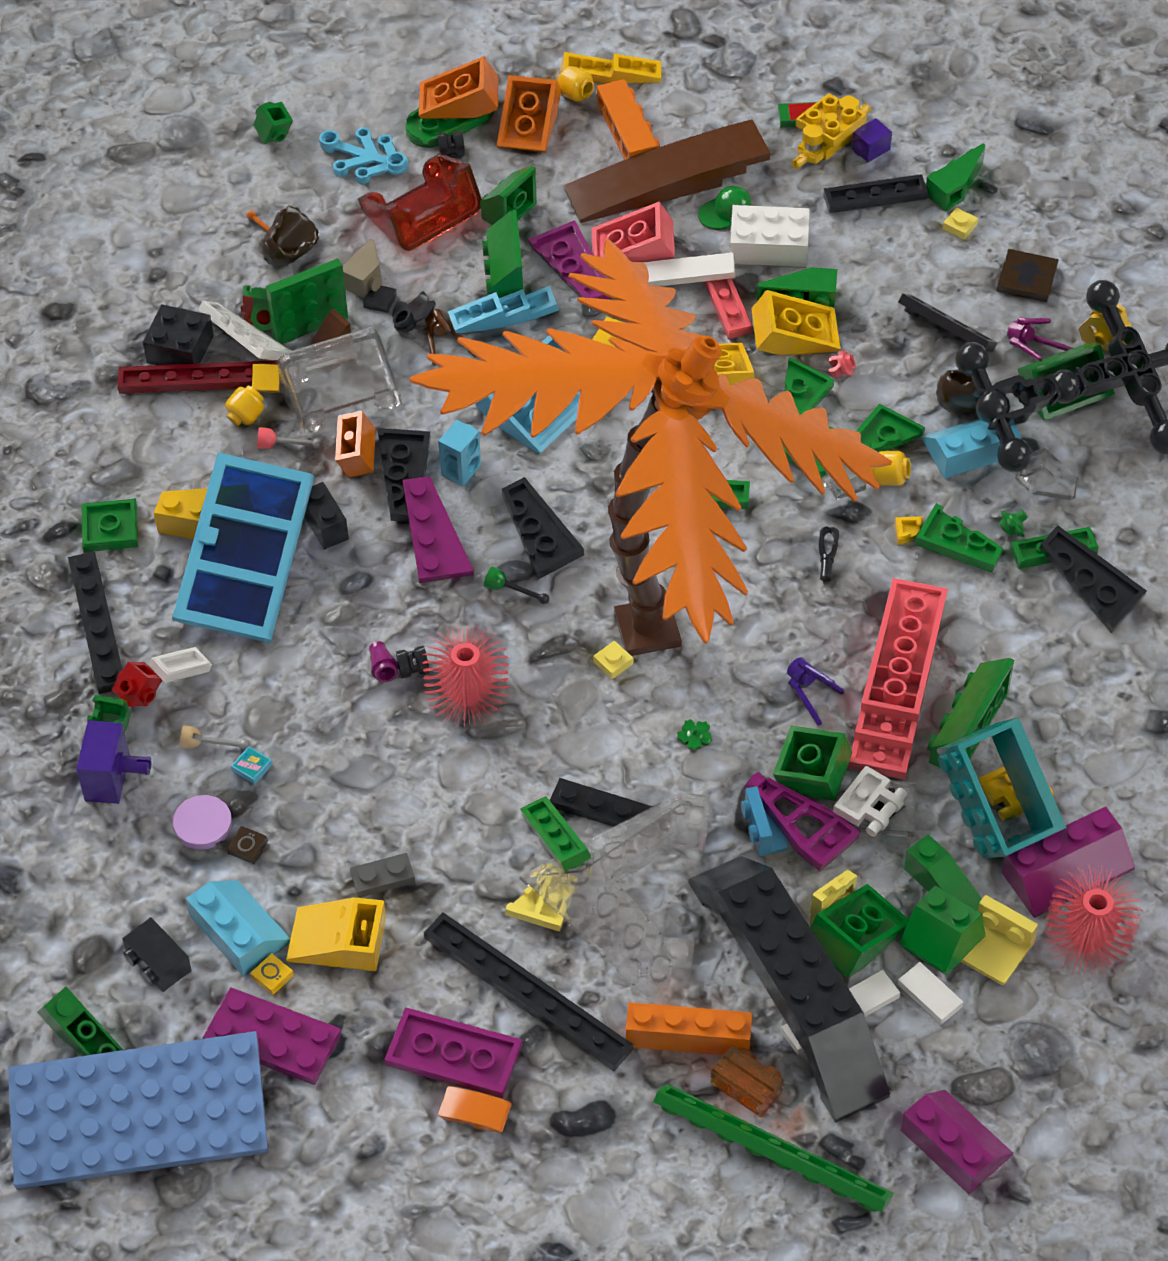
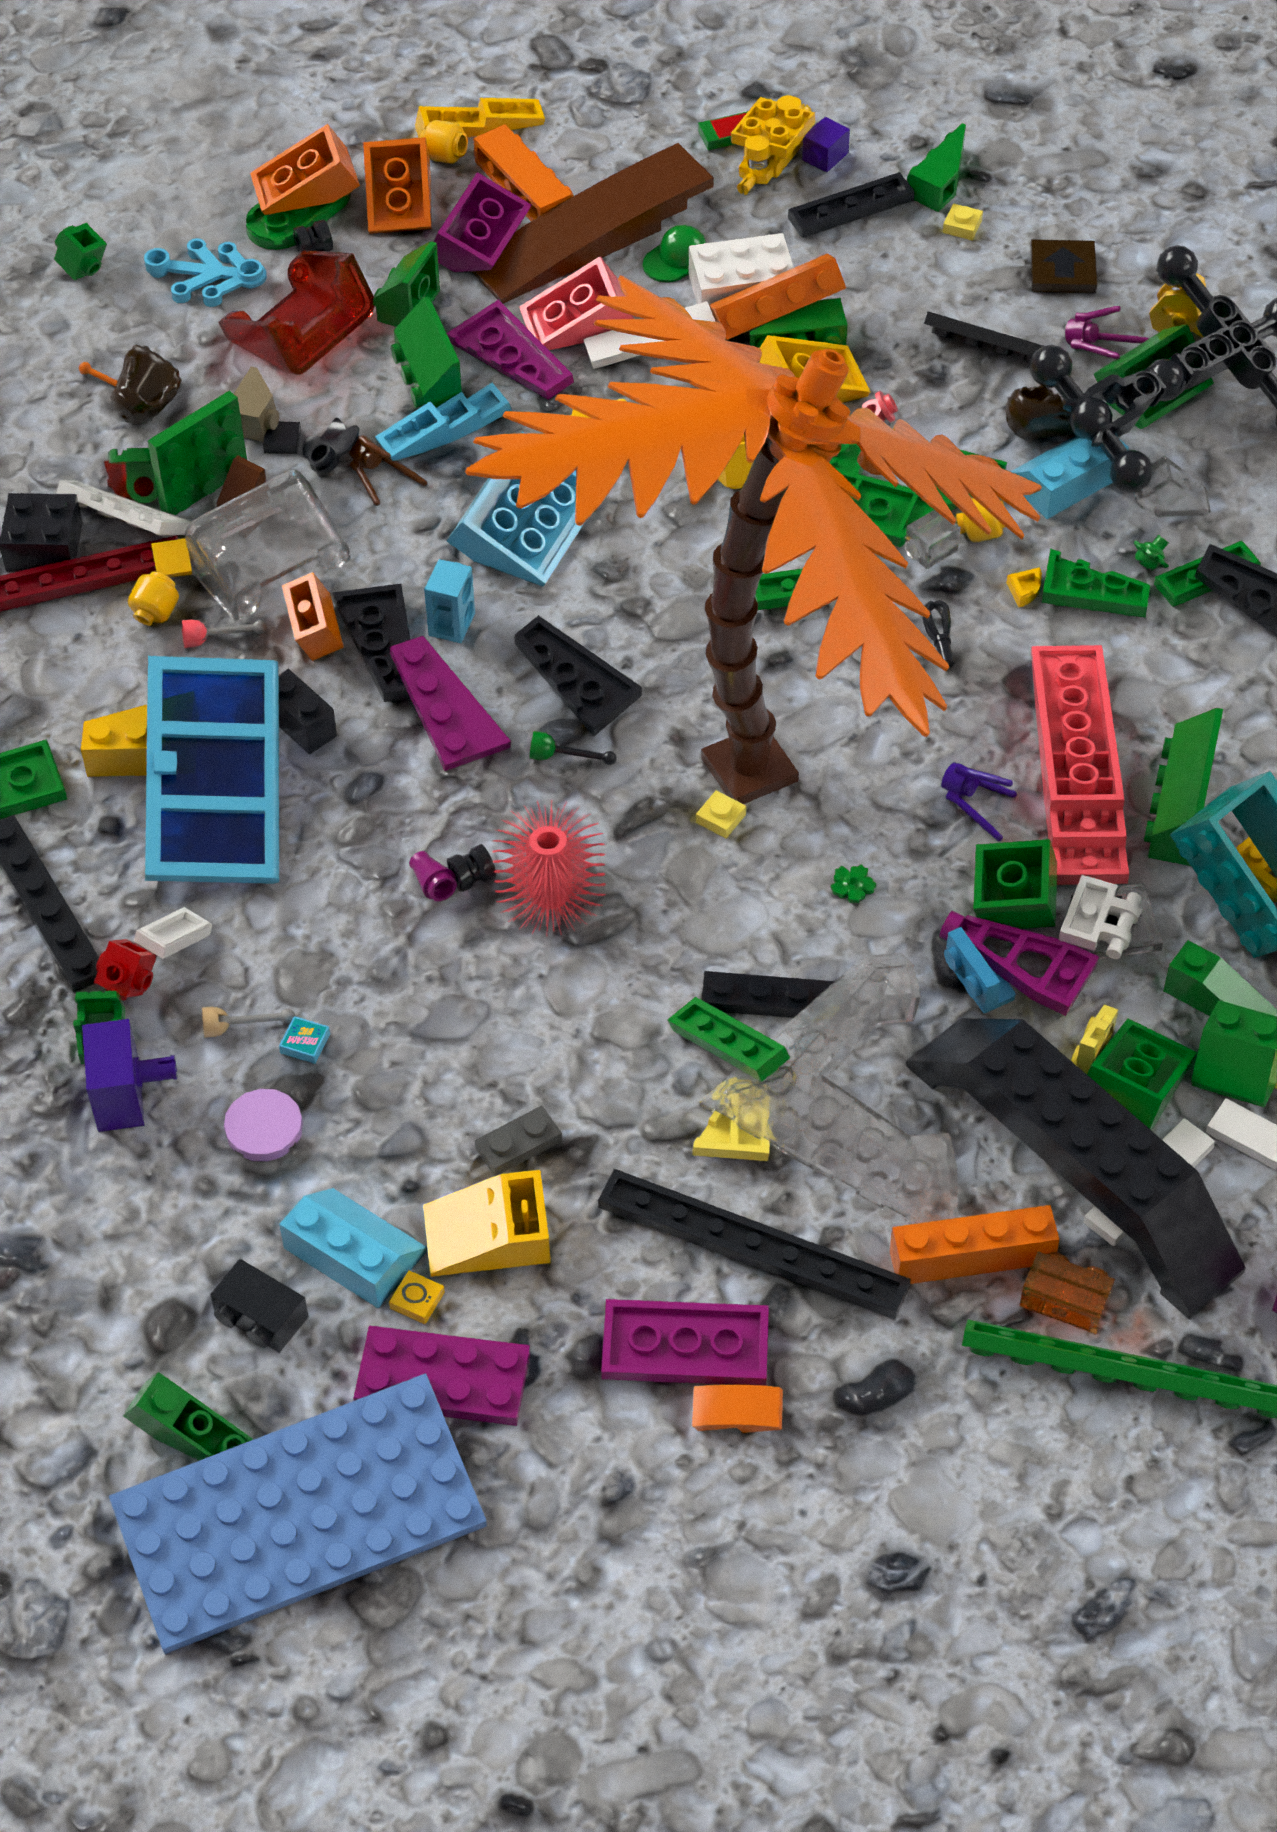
camera: 15 degrees left, 0 degrees up
(247, 845) = (331, 1140): dark brown tile -> none
(578, 158) = (479, 226): none -> magenta slope
(787, 259) = (778, 295): none -> orange brick

